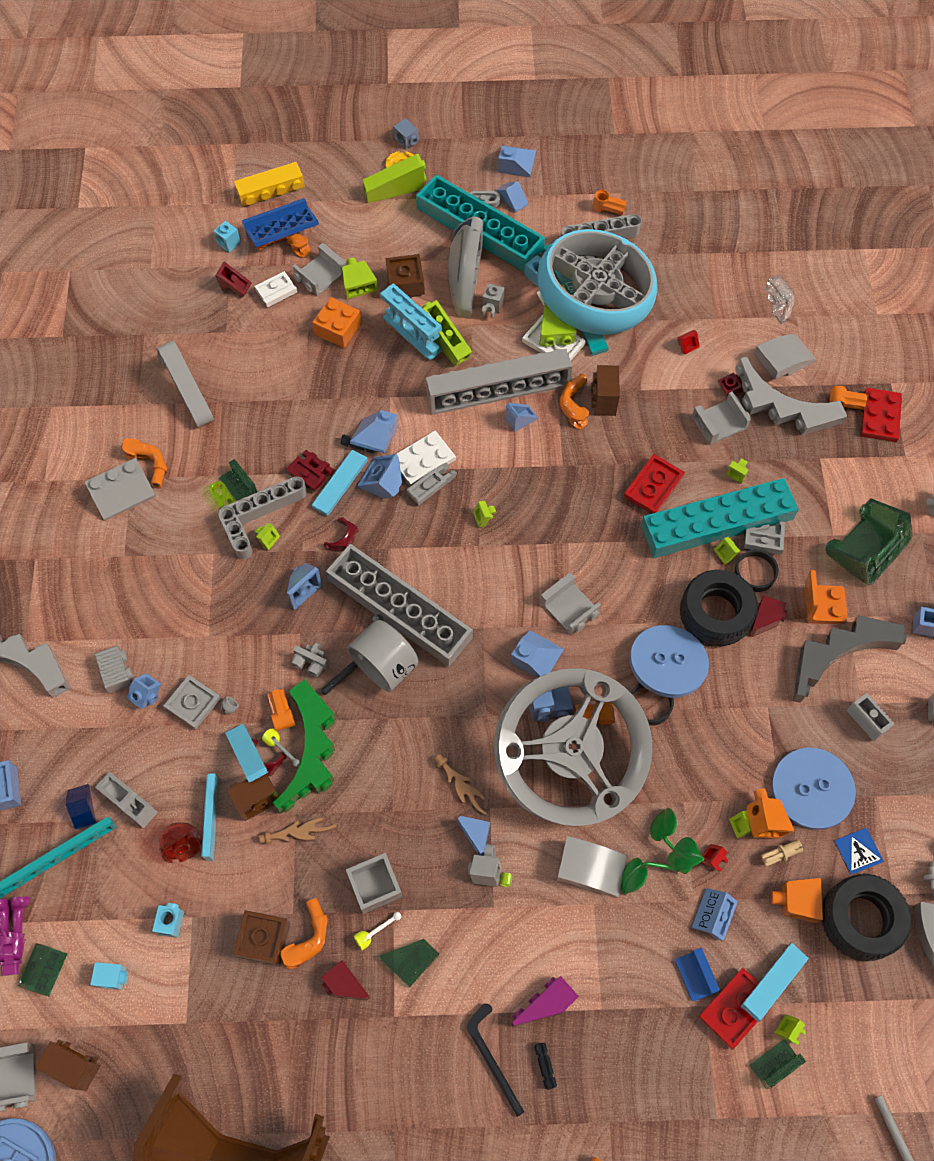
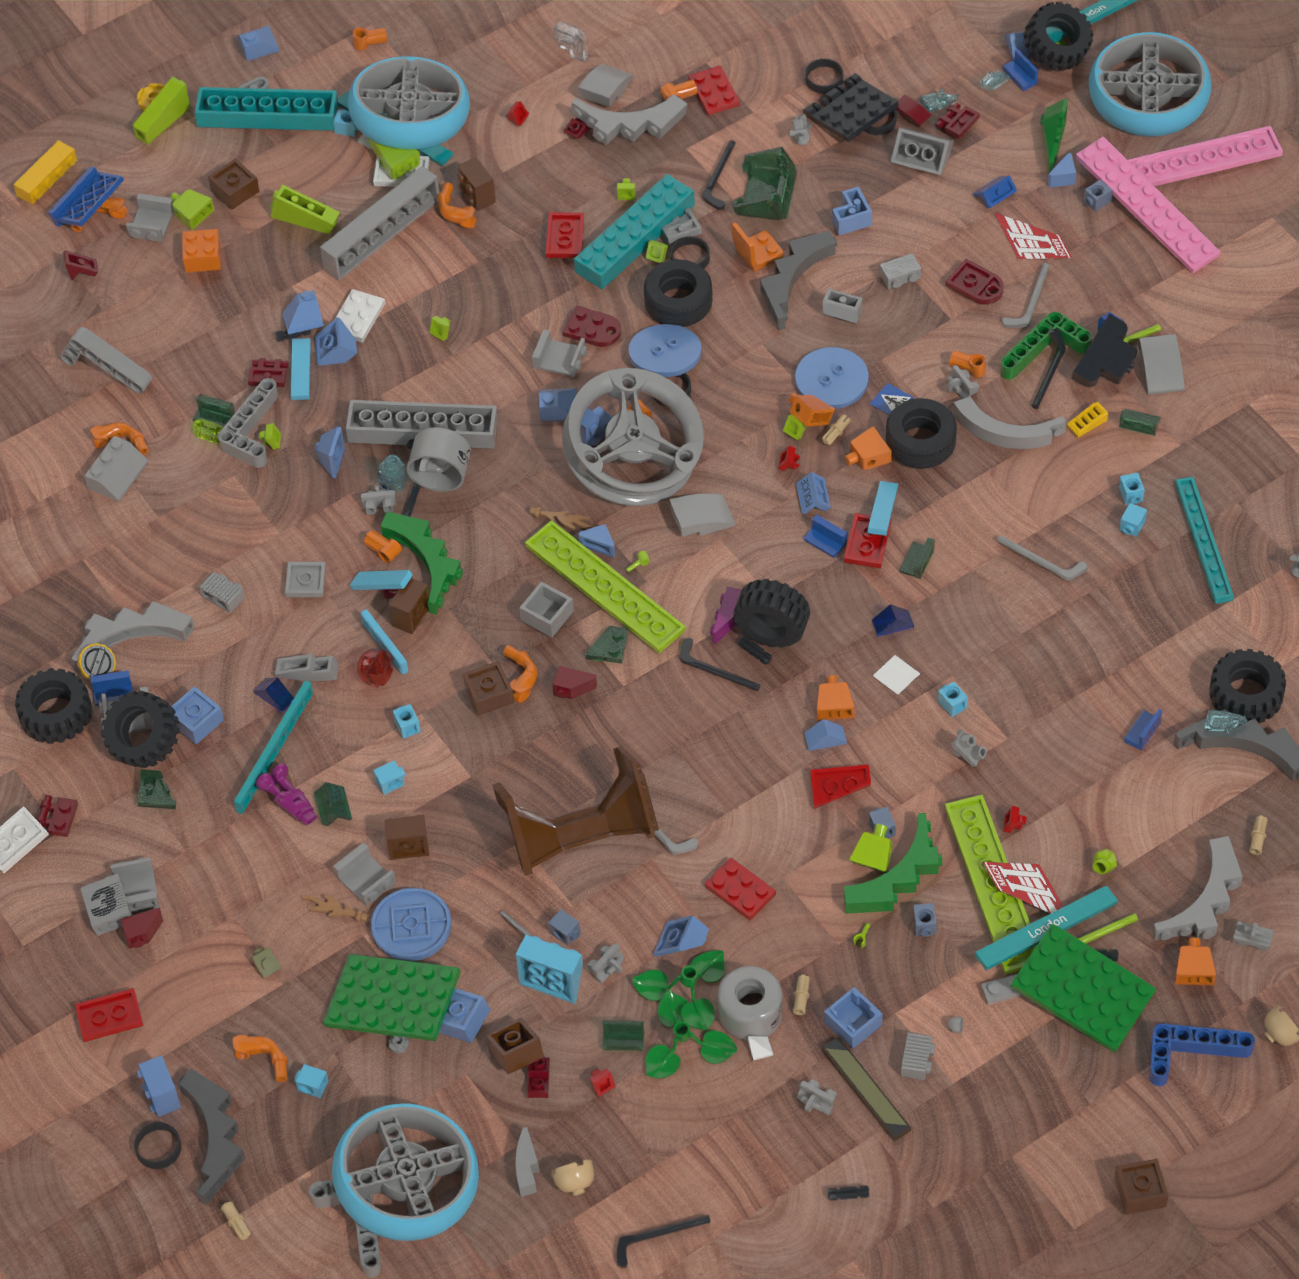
camera: 30 degrees left, 10 degrees down
(143, 691) = (263, 585): medium blue brick -> none
(227, 236) = (43, 233): medium azure brick -> none
(229, 705) = (337, 565): light grey hinge -> none
(272, 738) = (390, 565): hinge -> none
(275, 289) = (122, 253): white plate -> none
(300, 833) = (463, 615): medium nougat piece -> none
(335, 641) = (392, 474): none -> clear light blue piece
(347, 539) = (341, 408): dark red helmet -> none
(363, 938) = (564, 651): hinge -> none
(406, 133) = (139, 68): sand blue brick -> none
(411, 321) = (258, 203): medium azure fence -> none
(430, 483) = (379, 330): light grey hinge -> none
(449, 893) = (605, 586): none -> lime plate
(464, 264) = (280, 147): light grey panel -> none
(486, 868) = (623, 556): light grey brick -> none
(493, 299) = (325, 164): light grey brick -> none
(513, 195) = (277, 72): medium blue slope -> none
(519, 415) = (415, 242): medium blue slope -> none
(580, 1050) = (771, 613): none -> black tyre
(618, 592) = (592, 326): none -> dark red plate
(623, 226) = (398, 47): light grey beam -> none
(682, 859) = (762, 454): green plant -> none
(705, 1127) = (892, 620): none -> clear blue slope
(722, 419) = (587, 159): light grey panel -> none
(768, 616) = (721, 280): dark red slope -> none
(790, 1029) = (913, 531): lime tile -> none
(810, 517) = (711, 200): none -> black piece

